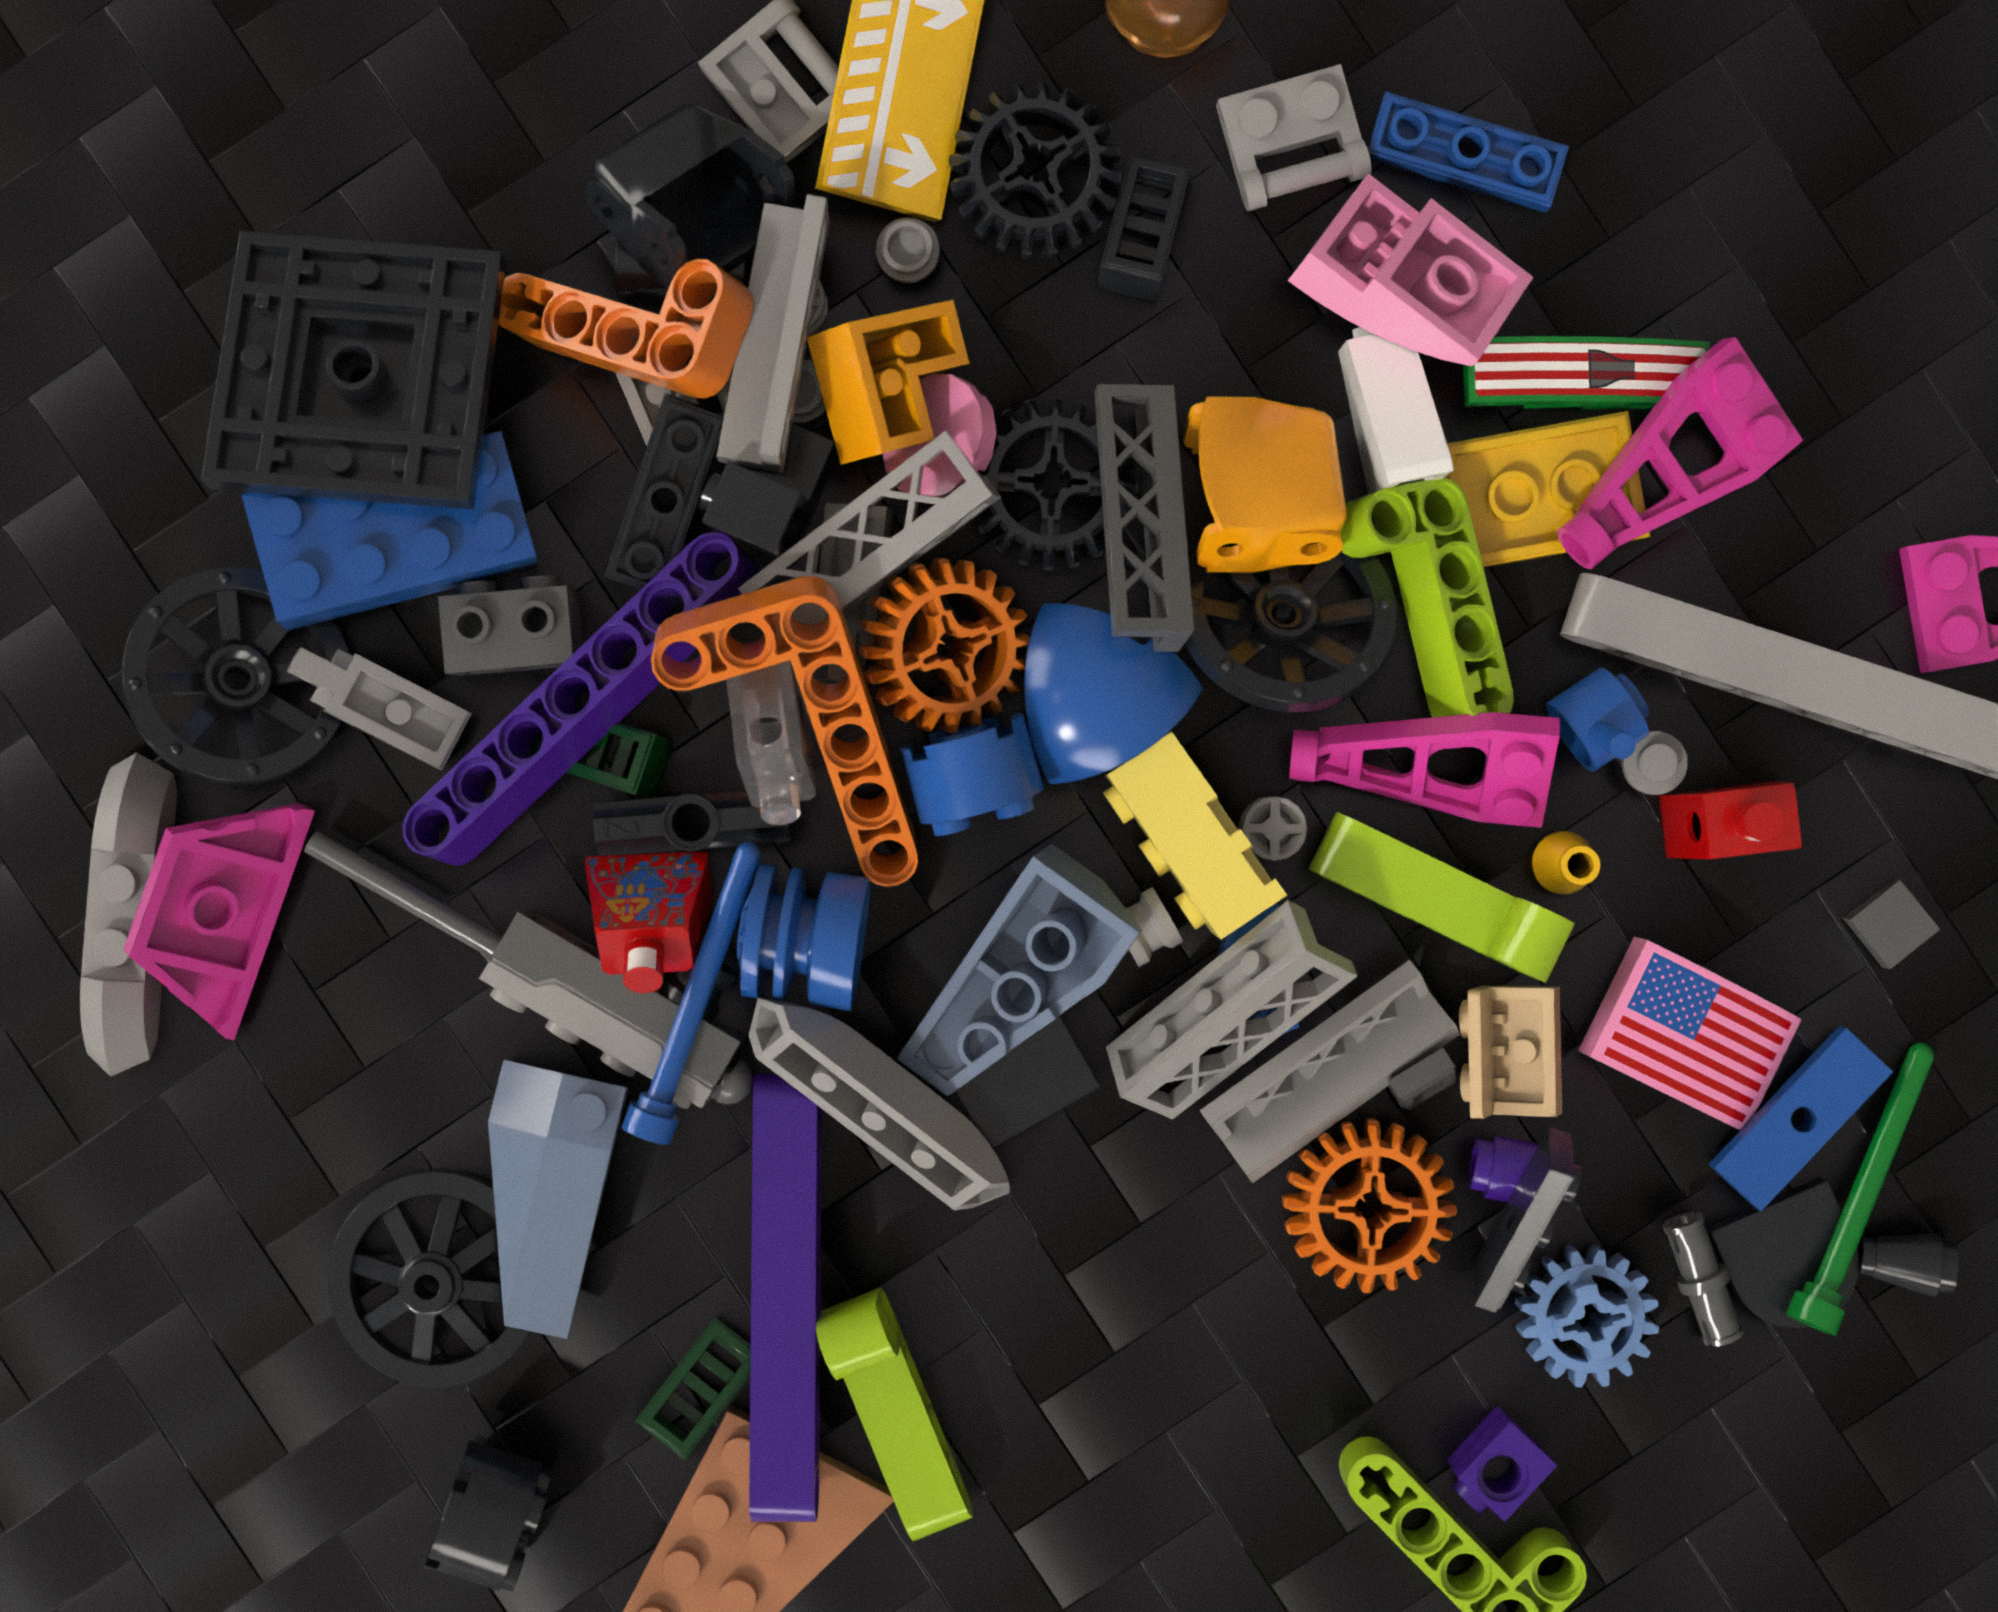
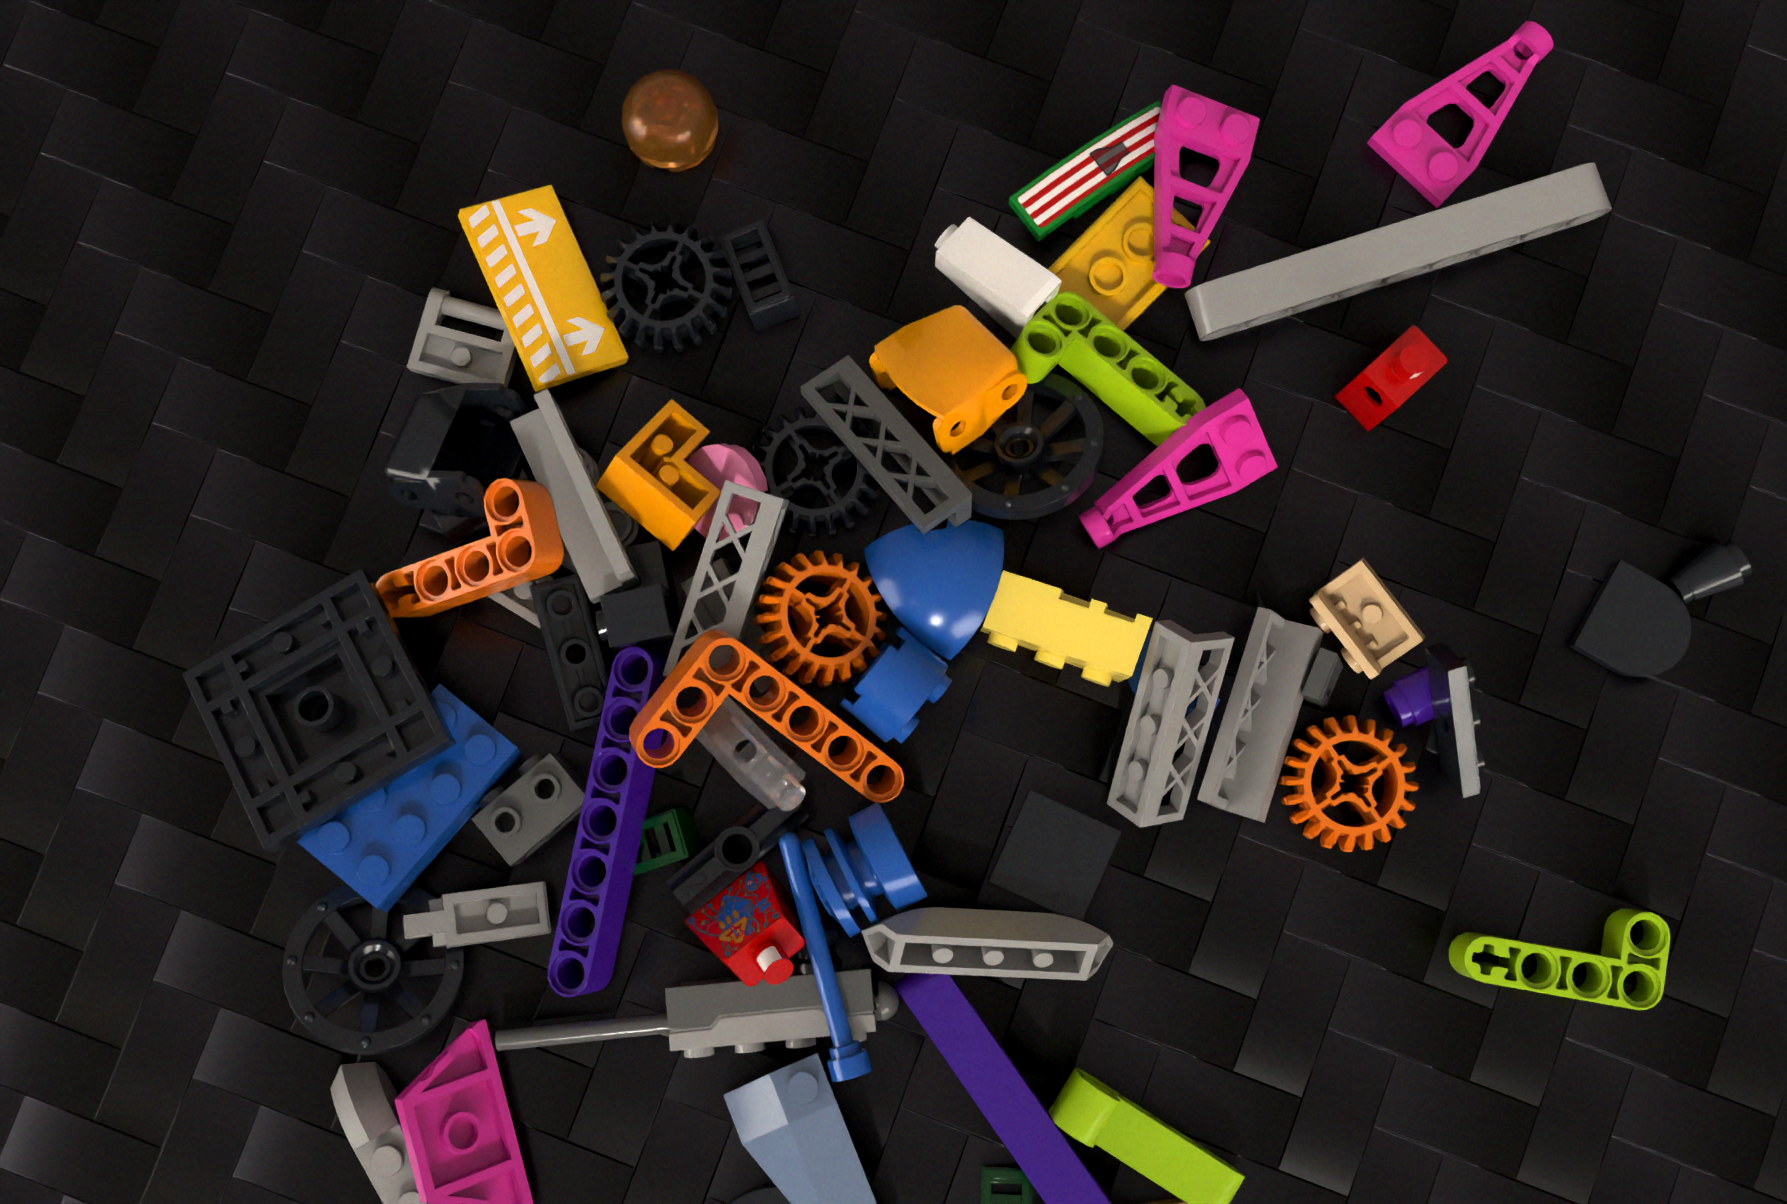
camera: 30 degrees left, 5 degrees down
(907, 250) = (621, 391): light grey plate -> none
(1033, 961) = (1021, 779): sand blue wedge -> none
(1156, 927) = (1076, 707): light grey wheel -> none
(1283, 828) = (1117, 582): light grey wheel -> none
(1288, 118) = (800, 148): light grey plate -> none
(1412, 275) = (947, 185): bright pink slope -> none
(1427, 140) = (898, 102): blue tile -> none
(1441, 897) = (1250, 554): lime beam -> none
(1496, 1437) = (1575, 881): dark purple brick -> none
(1552, 859) = (1302, 484): yellow cone -> none
(1600, 718) = (1264, 372): blue piece -> none
(1614, 1312) = (1556, 765): medium blue gear -> none
(1656, 764) = (1317, 377): light grey plate -> none
(1689, 1033) = (1465, 528): slope -> none
(1703, 1279) = (1591, 678): dark grey pin -> none
(1819, 1301) = (1674, 637): green piece -> none
(1829, 1090) = (1577, 502): blue tile -> none
(1891, 923) = (1537, 372): dark grey tile -> none

